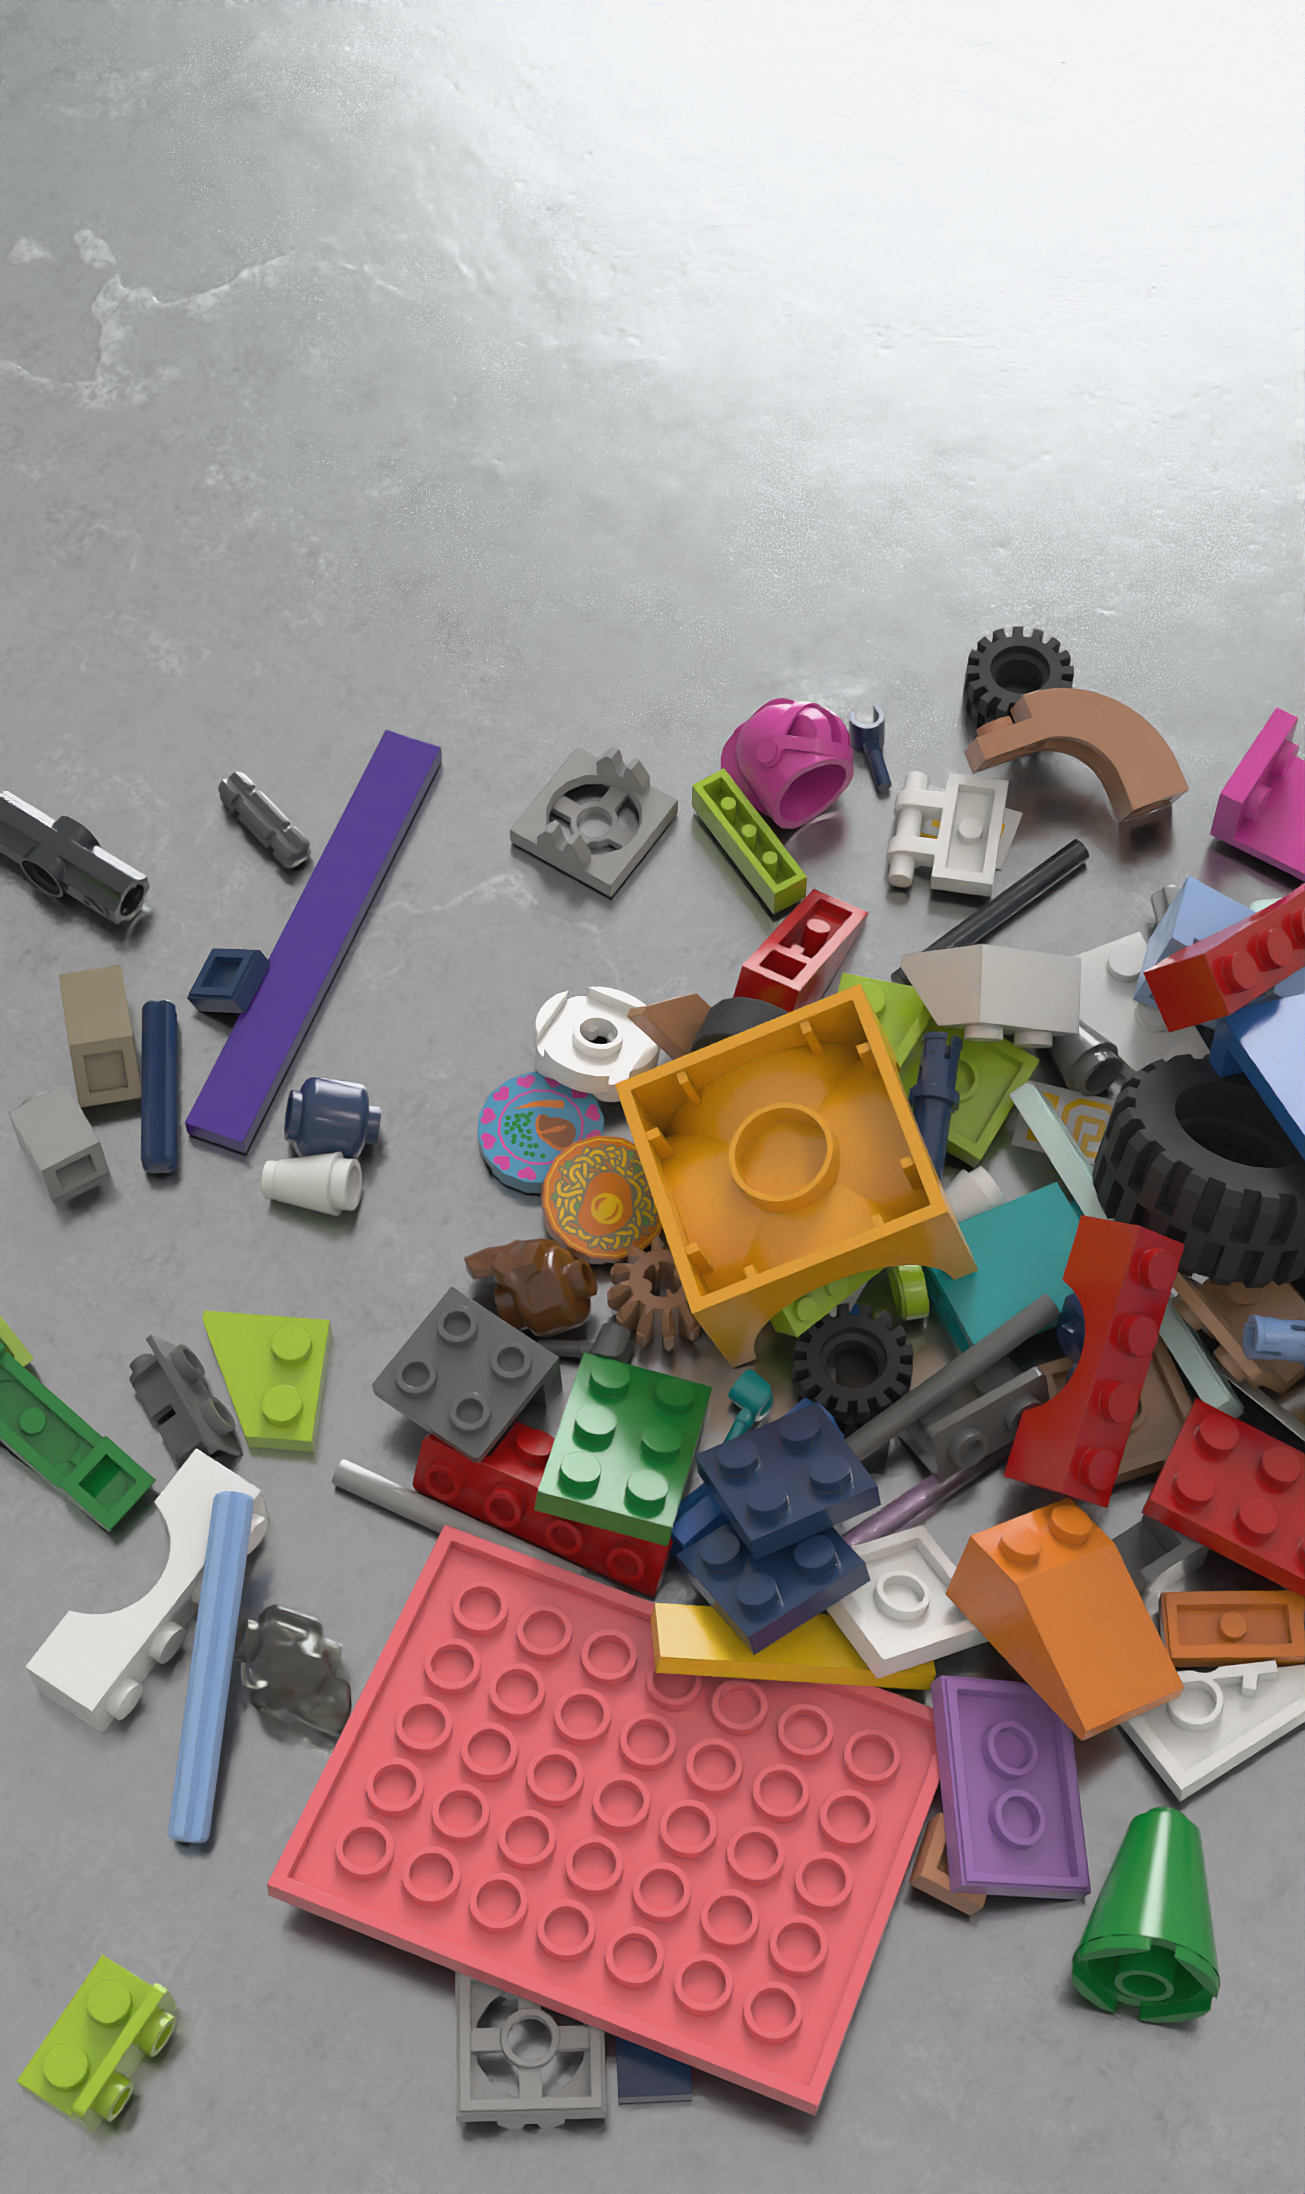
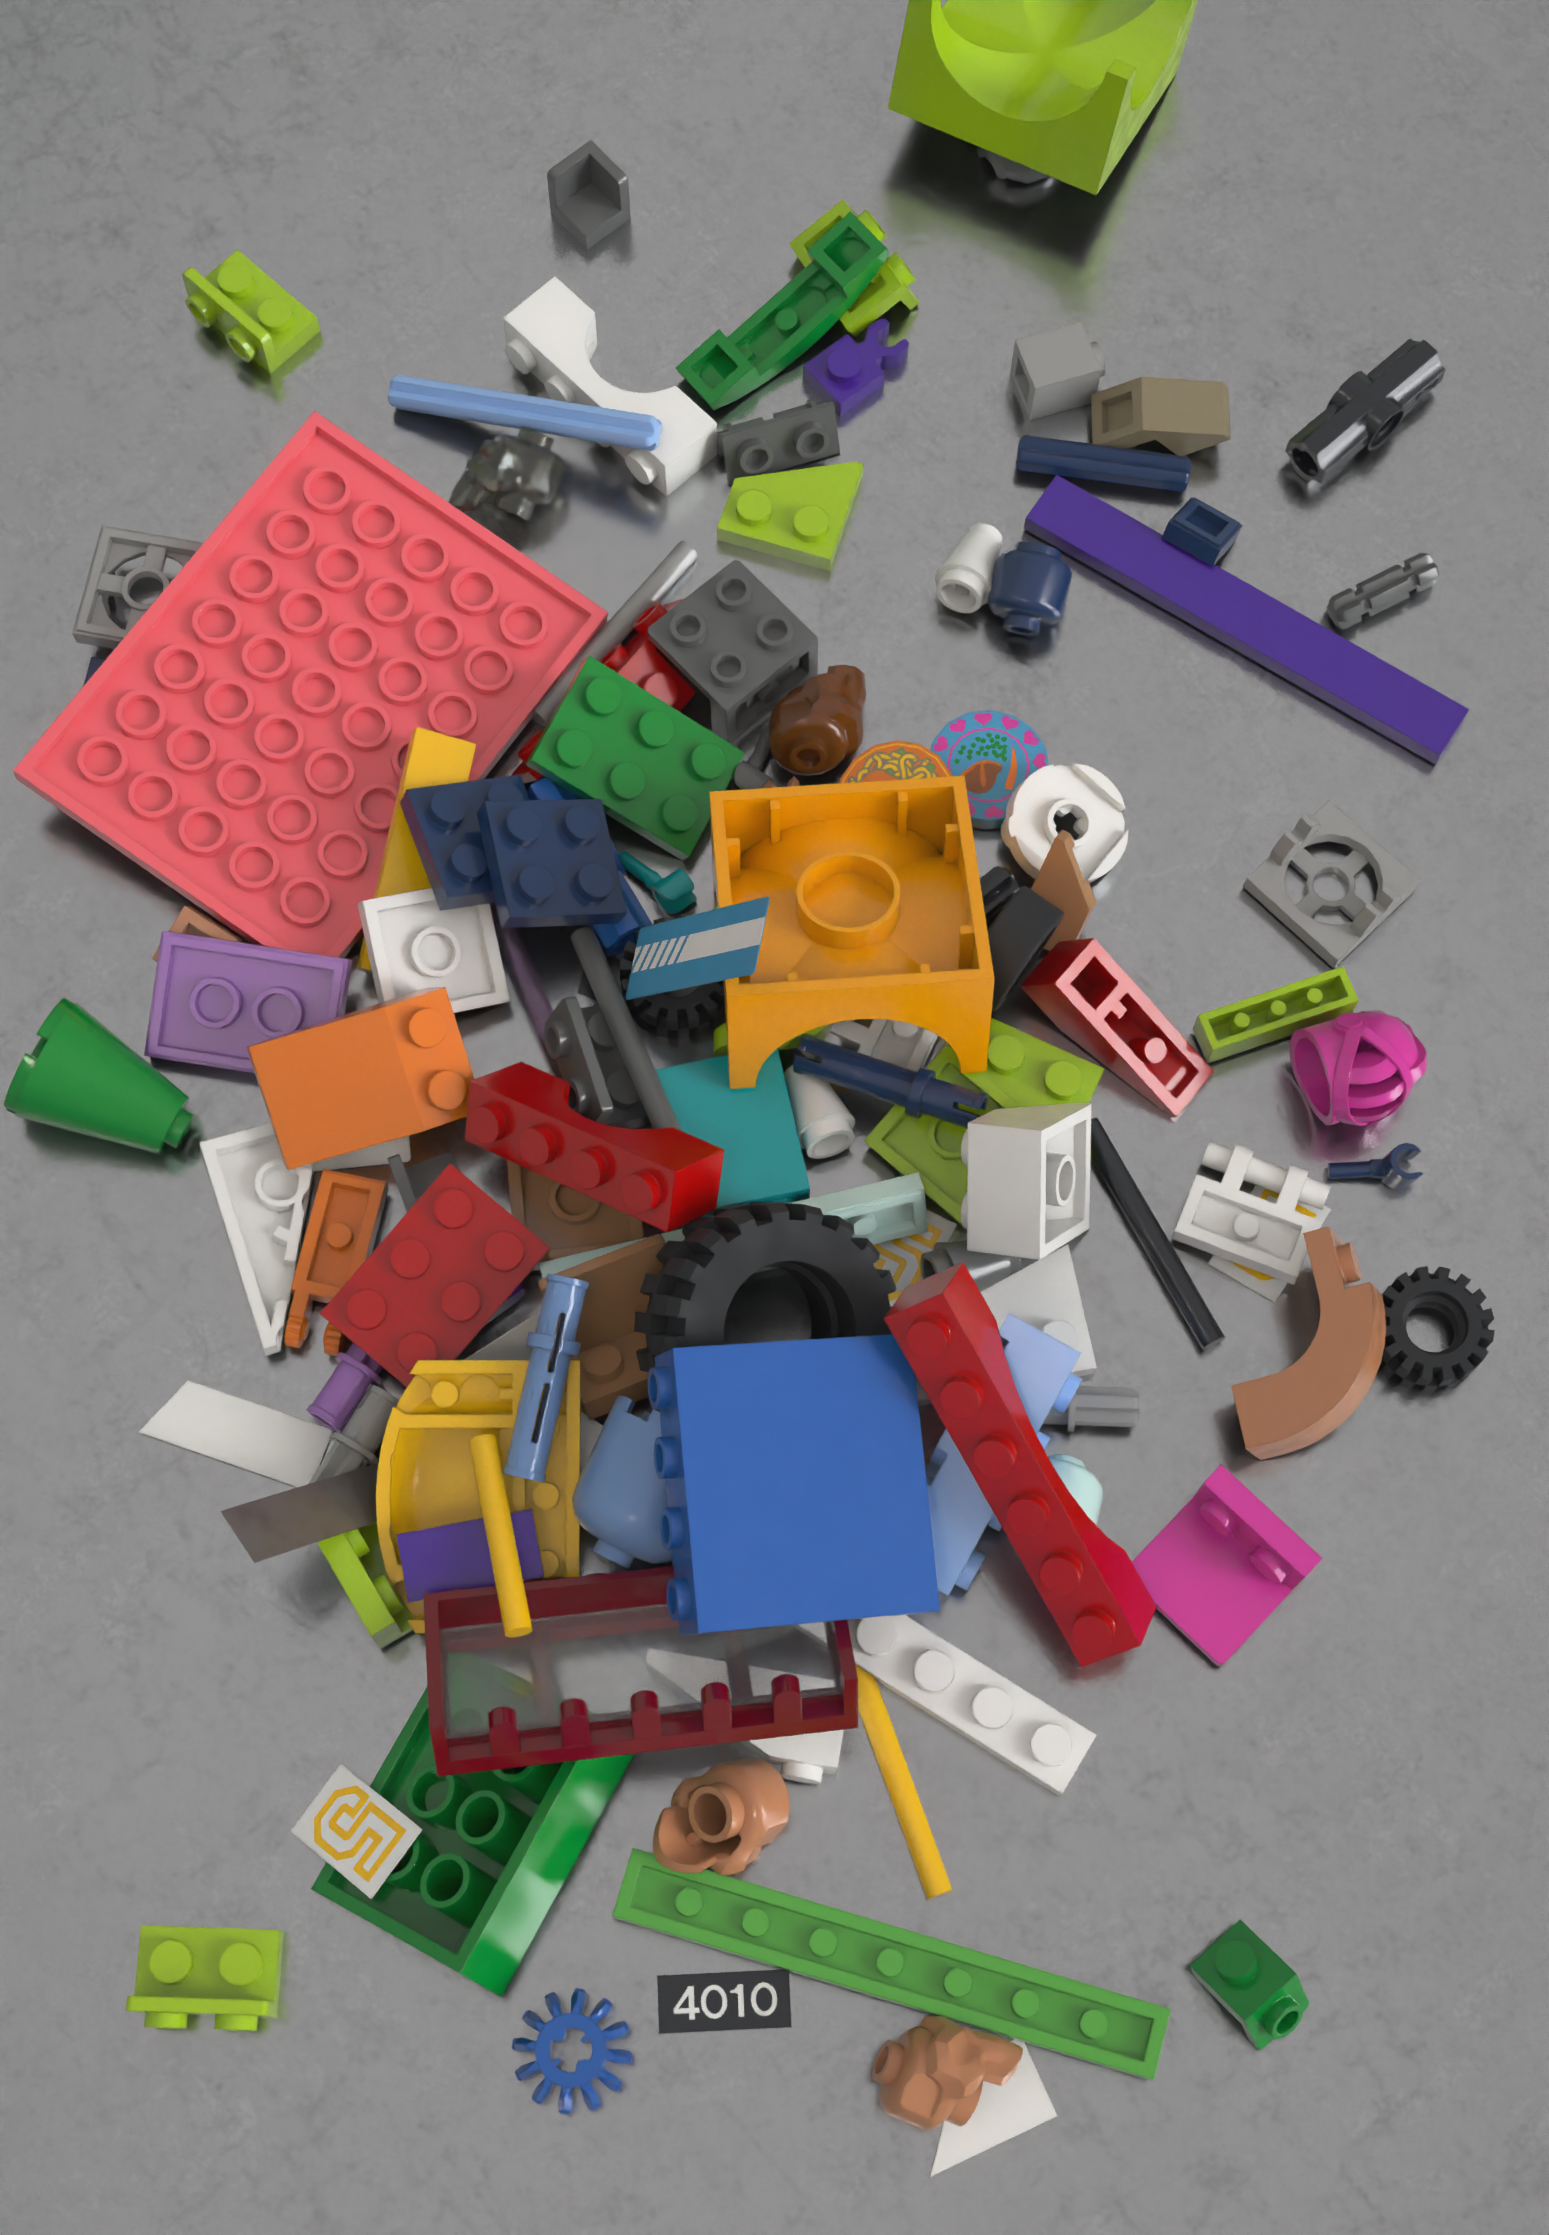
camera: 100 degrees right, 10 degrees up
(76, 1354) = (852, 371): none -> dark purple plate
(880, 1279) = (698, 949): none -> dark azure sticker

